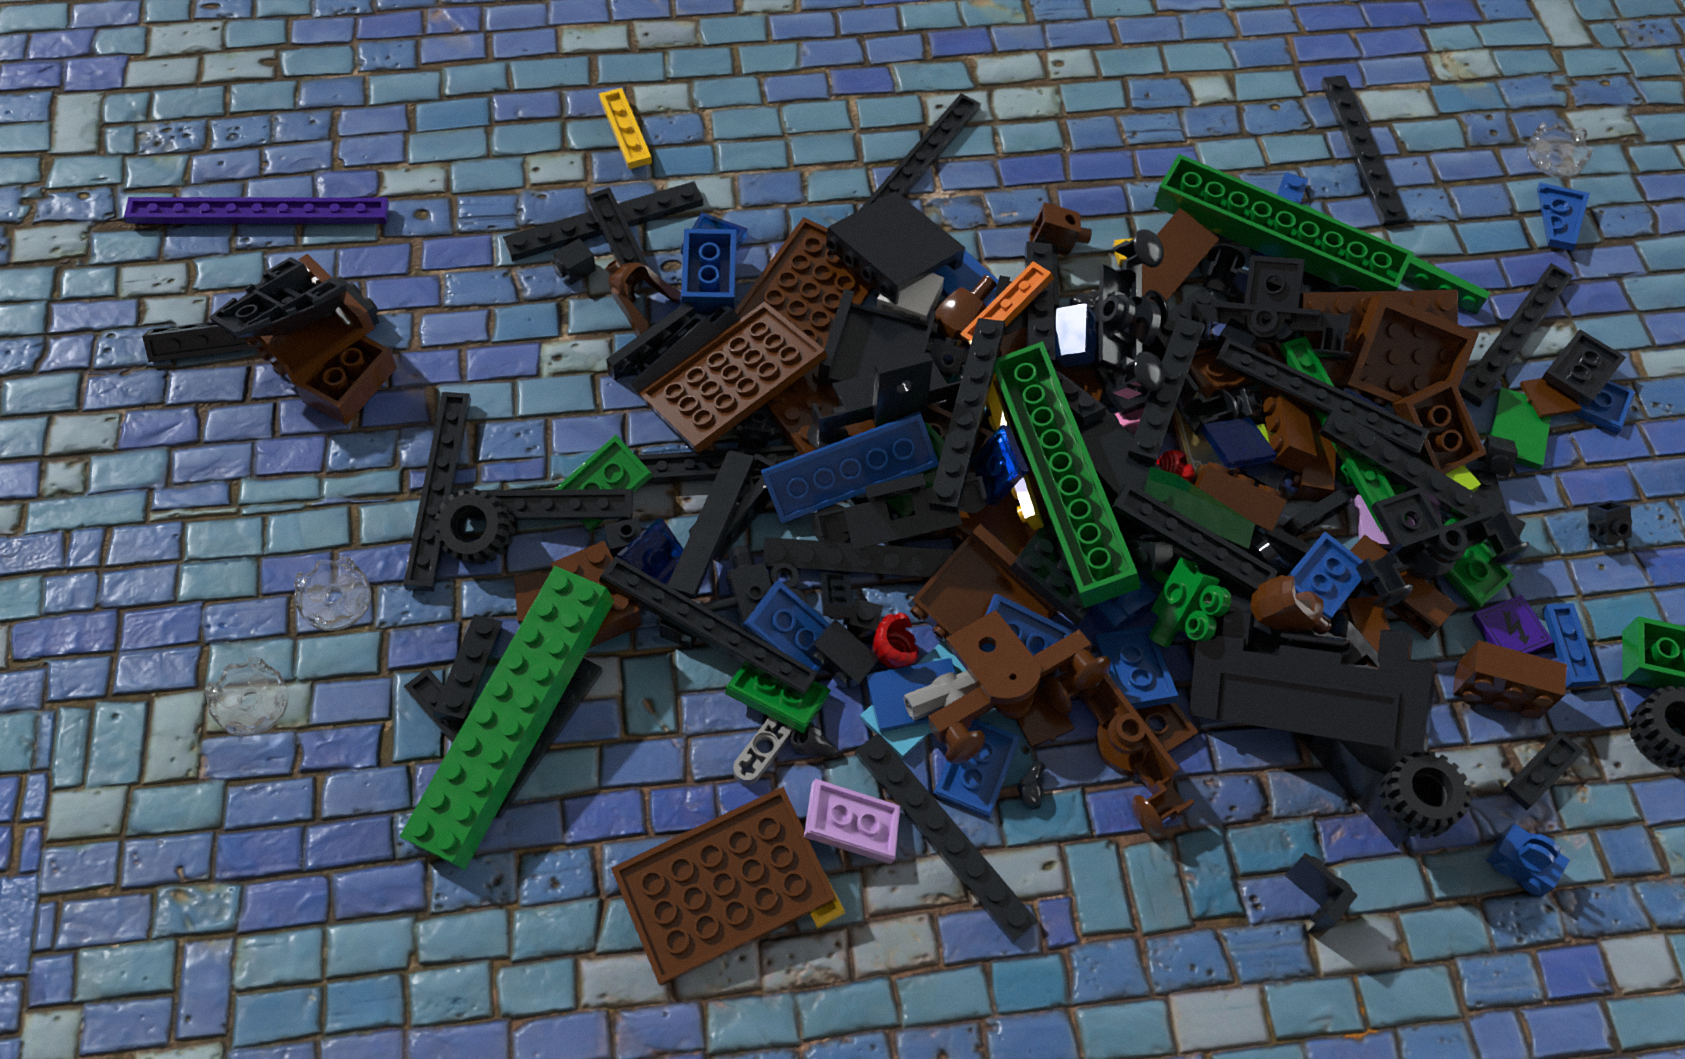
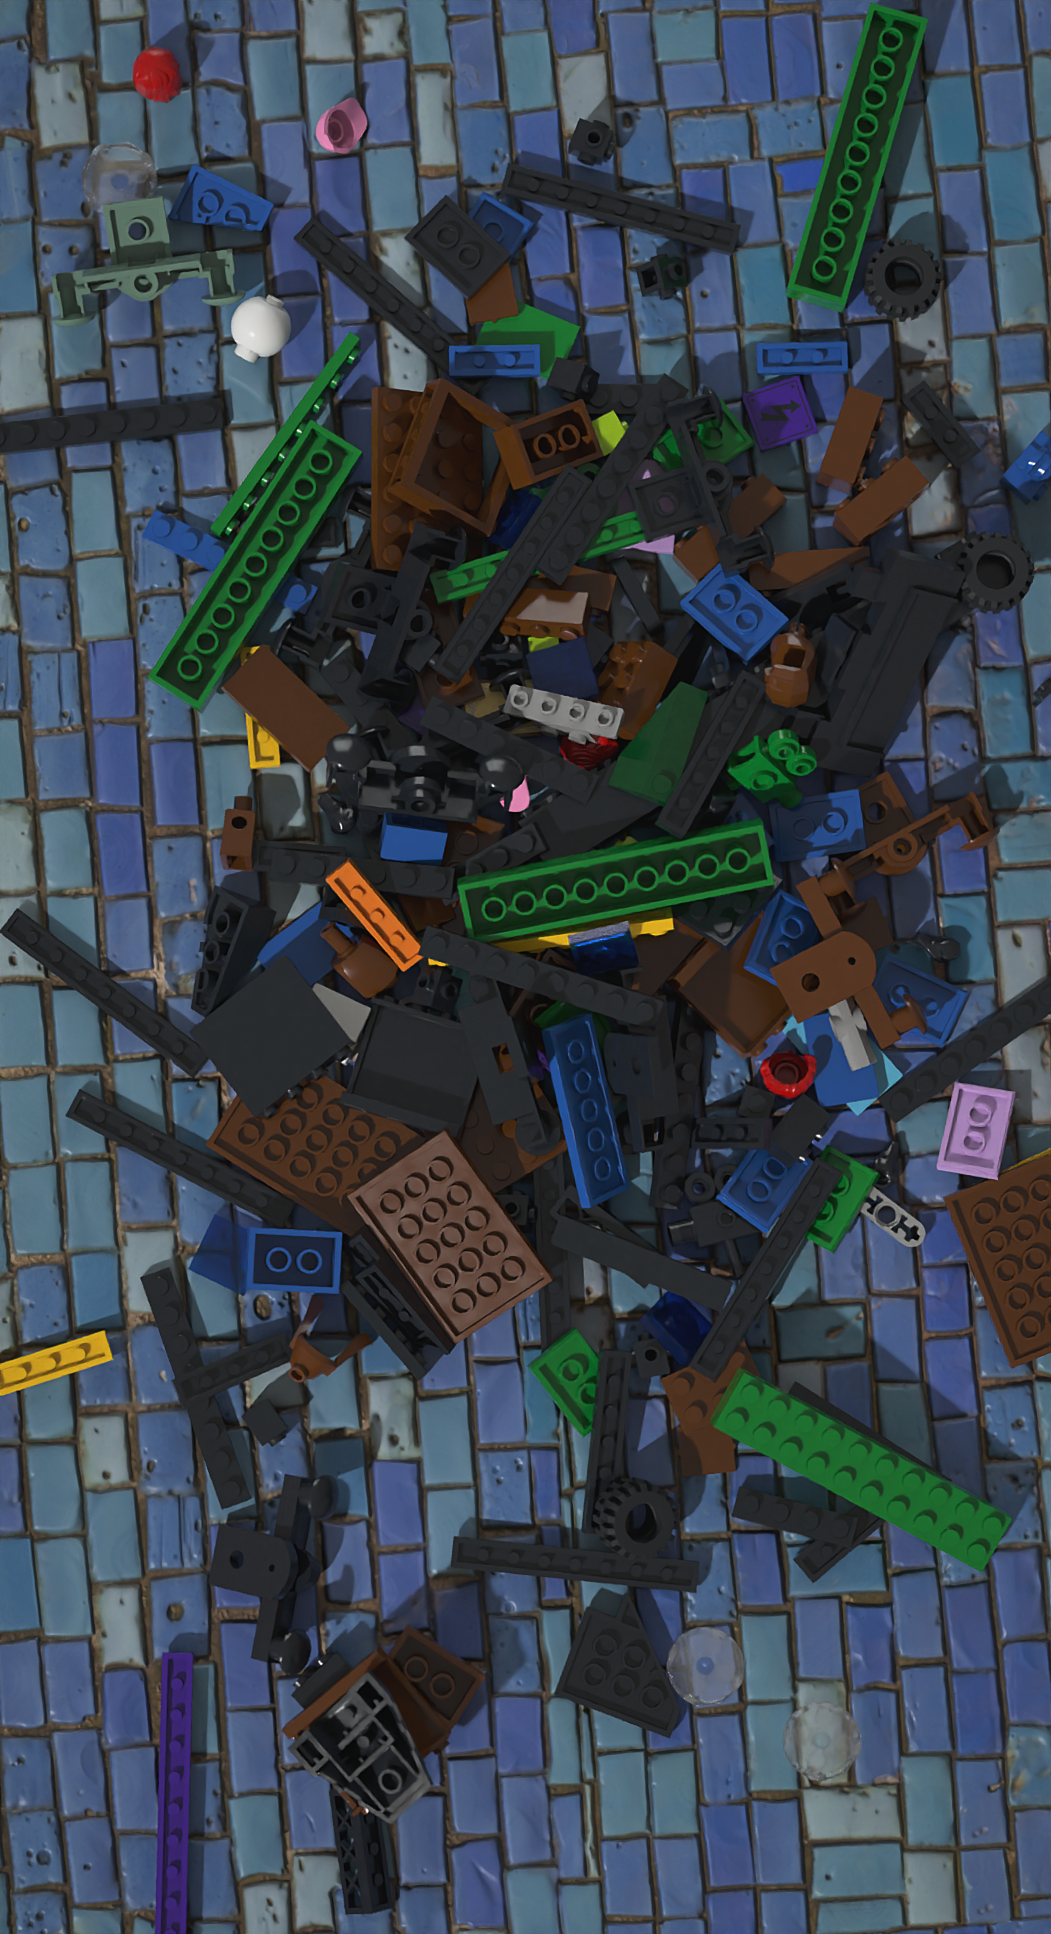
camera: 85 degrees left, 25 degrees up
(336, 522) = (618, 1671): none -> black wing
(421, 268) = (277, 1567): none -> black piece
(790, 208) = (180, 1159): none -> black tile
(980, 236) = (233, 939): none -> black wedge
(1204, 434) = (564, 715): none -> light grey bracket
(1465, 712) = (879, 501): none -> reddish brown brick
(1473, 238) = (260, 327): none -> white brick
(1495, 397) = (494, 361): none -> blue plate
(1498, 160) = (141, 258): none -> sand green piece
(1649, 165) = (157, 74): none -> red hair
(1656, 288) = (341, 126): none -> bright pink piece
(1656, 497) = (620, 209): none -> black plate

